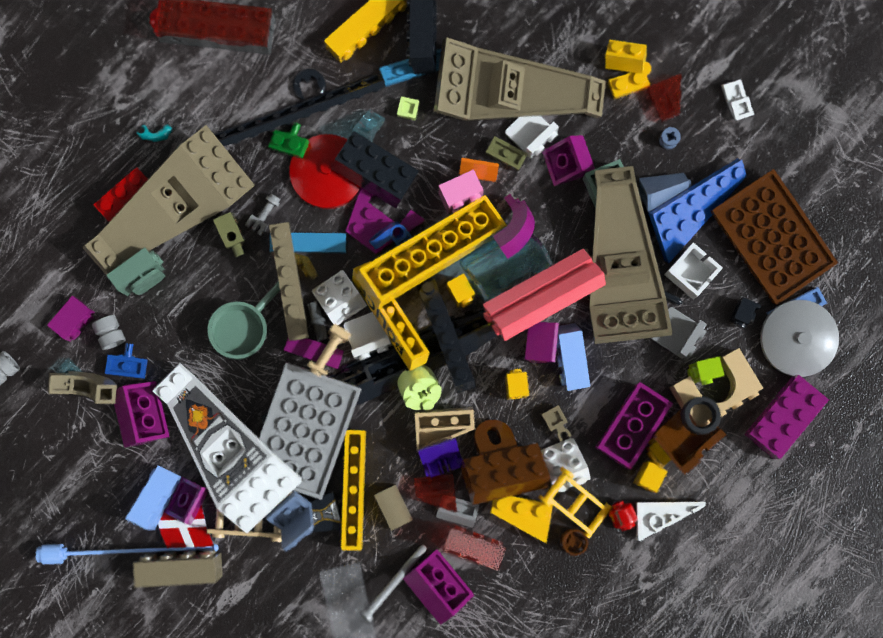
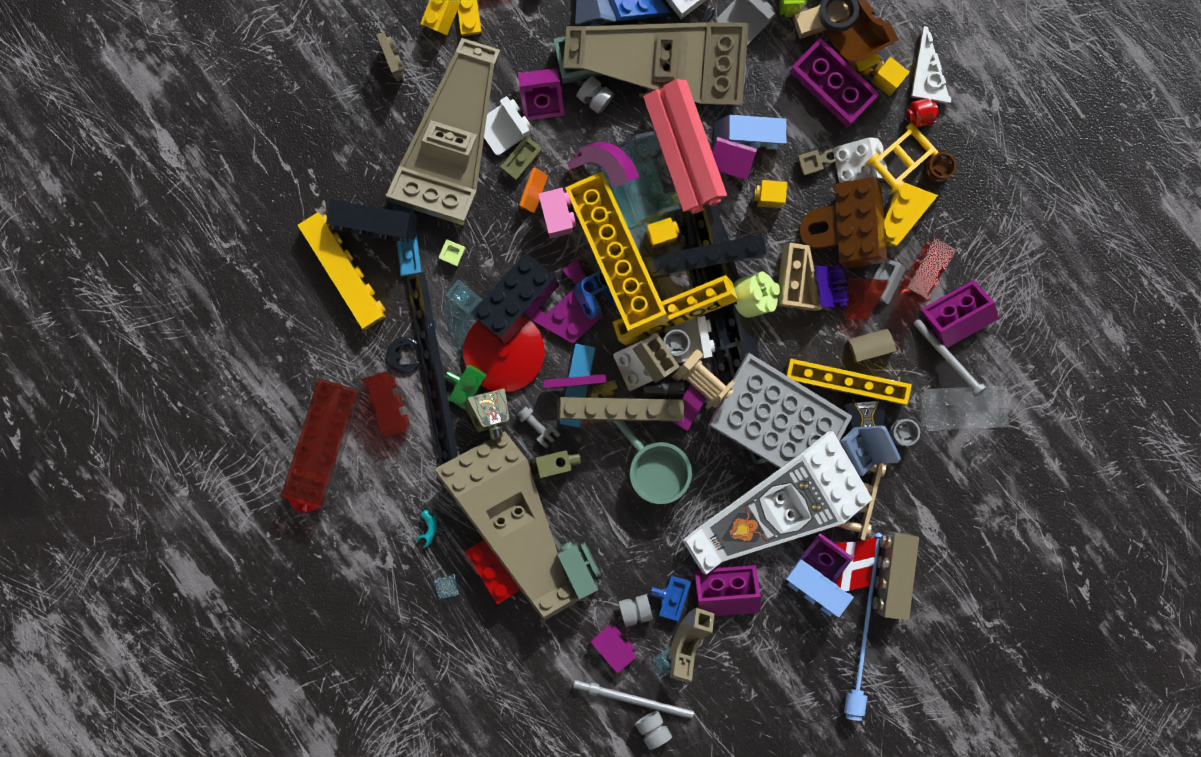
camera: 75 degrees left, 5 degrees up
(31, 309) = (595, 689): none -> light grey bar
(105, 160) = (446, 586): none -> clear light blue slope
(260, 76) = (387, 404): none -> clear red wedge
(267, 166) = (489, 412): none -> torso
(309, 237) = (575, 381): none -> magenta tile
(315, 553) = (904, 432): none -> light grey wheel
(342, 304) = (656, 357): none -> dark tan brick
(361, 322) = (677, 342): none -> light grey wheel
(574, 19) = (389, 51): none -> dark tan plate
(577, 208) = (593, 93): none -> light grey wheel

